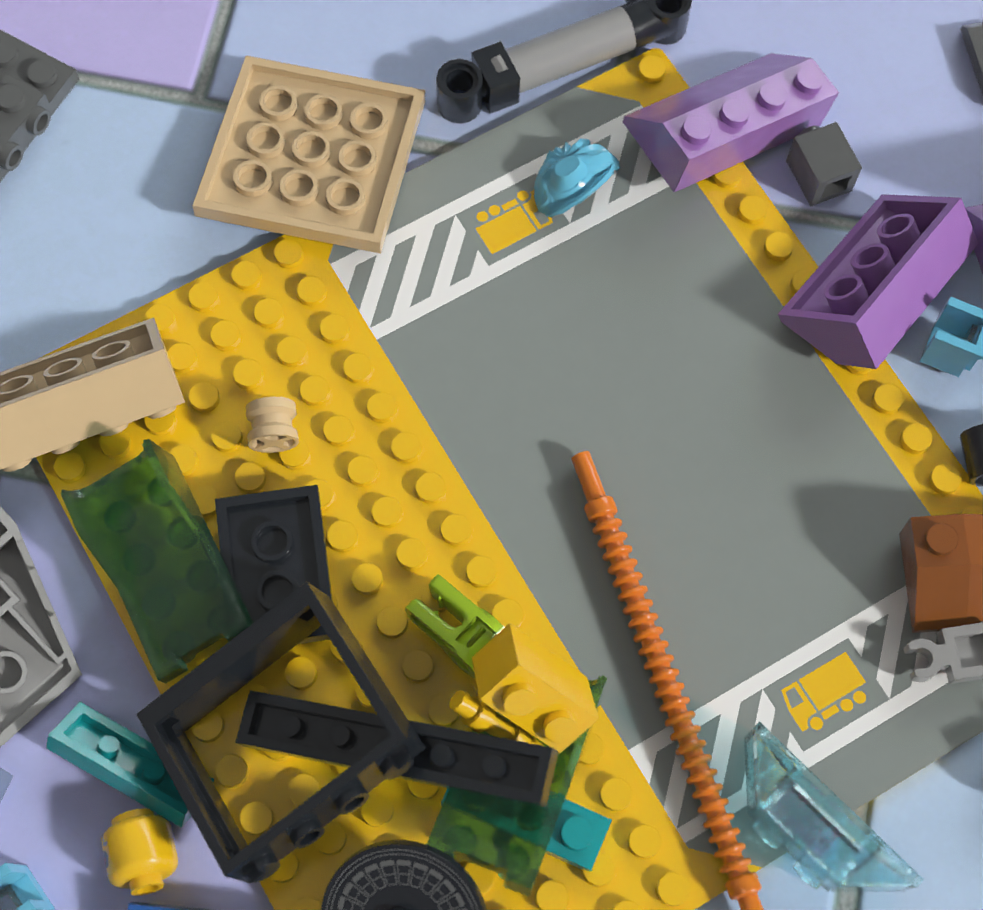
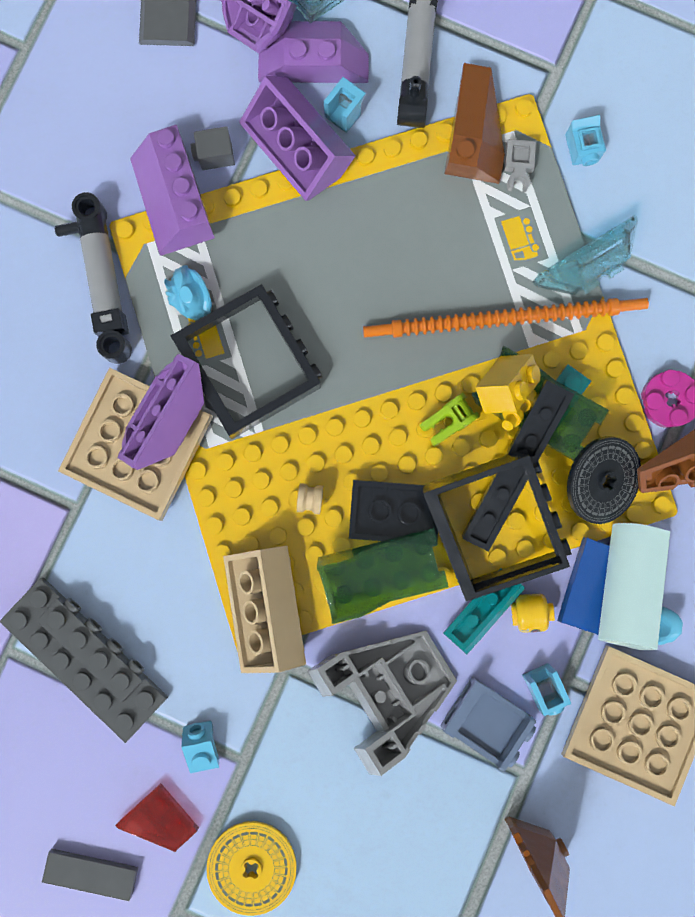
camera: 75 degrees left, 15 degrees up
(354, 170) = (163, 414): none -> medium lavender wedge
(429, 228) = (284, 327): none -> black window

